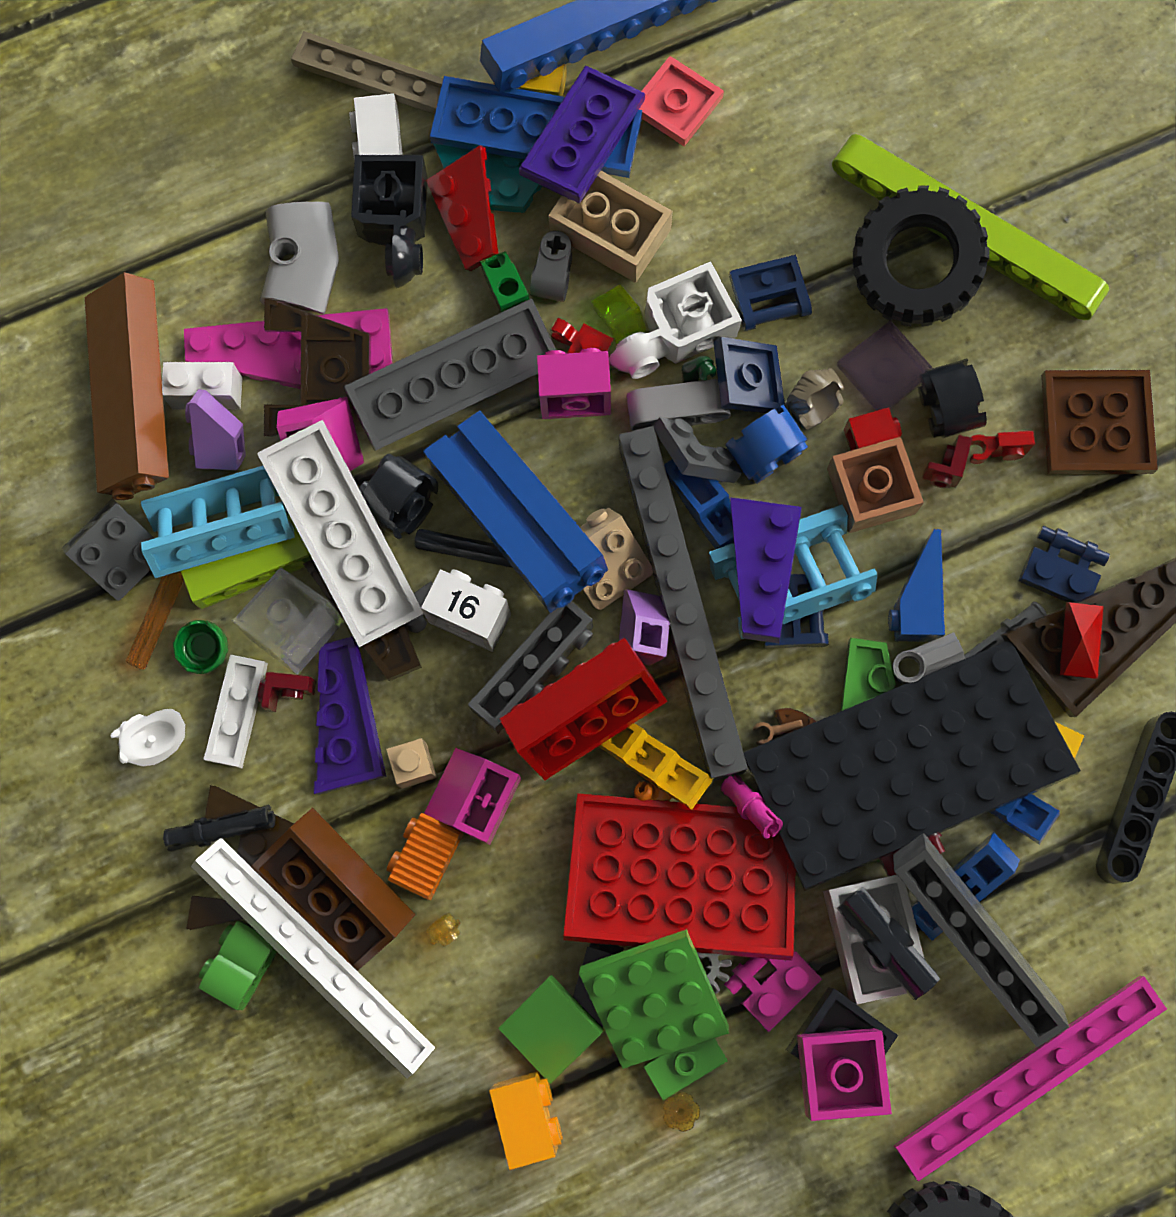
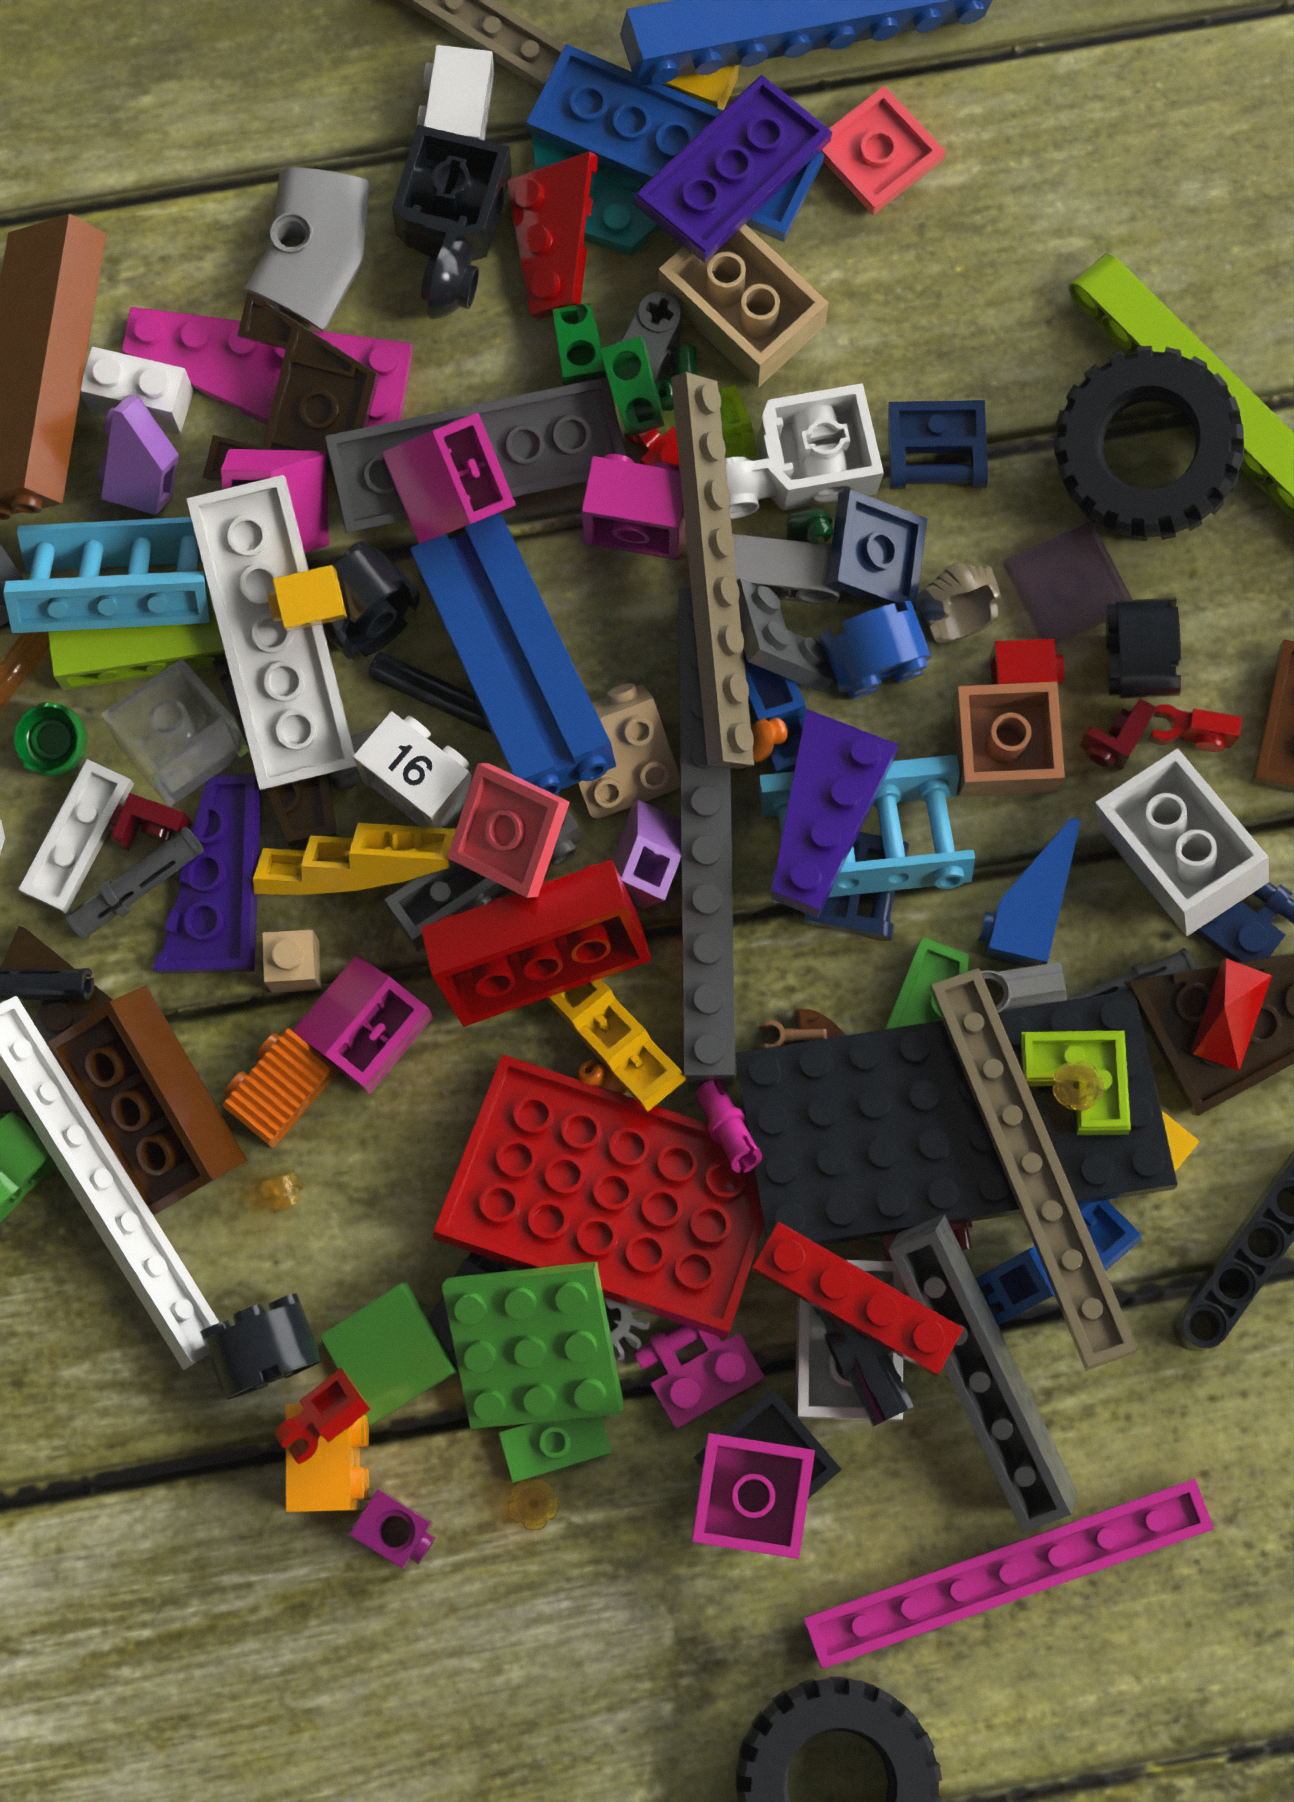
camera: 10 degrees right, 0 degrees up
(276, 746) = (119, 894): none -> dark grey pin
(360, 504) = (307, 599): none -> yellow brick
(439, 395) = (448, 478): none -> dark pink slope
(450, 677) = (370, 859): none -> yellow slope
(459, 1049) = (261, 1346): none -> black brick
(522, 1091) = (326, 1413): none -> red plate
(545, 634) = (508, 830): none -> coral plate
(551, 300) = (633, 385): none -> green leg
(569, 1160) = (371, 1523): none -> magenta brick
(582, 291) = (683, 361): none -> dark green arm
(641, 417) = (712, 572): none -> dark tan plate
(702, 527) = (765, 735): none -> orange arm
(882, 912) = (857, 1299): none -> red plate
(980, 788) = (1033, 1170): none -> dark tan plate
(993, 728) = (1074, 1098): none -> clear yellow plate
(1000, 701) = (1106, 1050): none -> lime tile
(1016, 527) = (1182, 842): none -> white brick

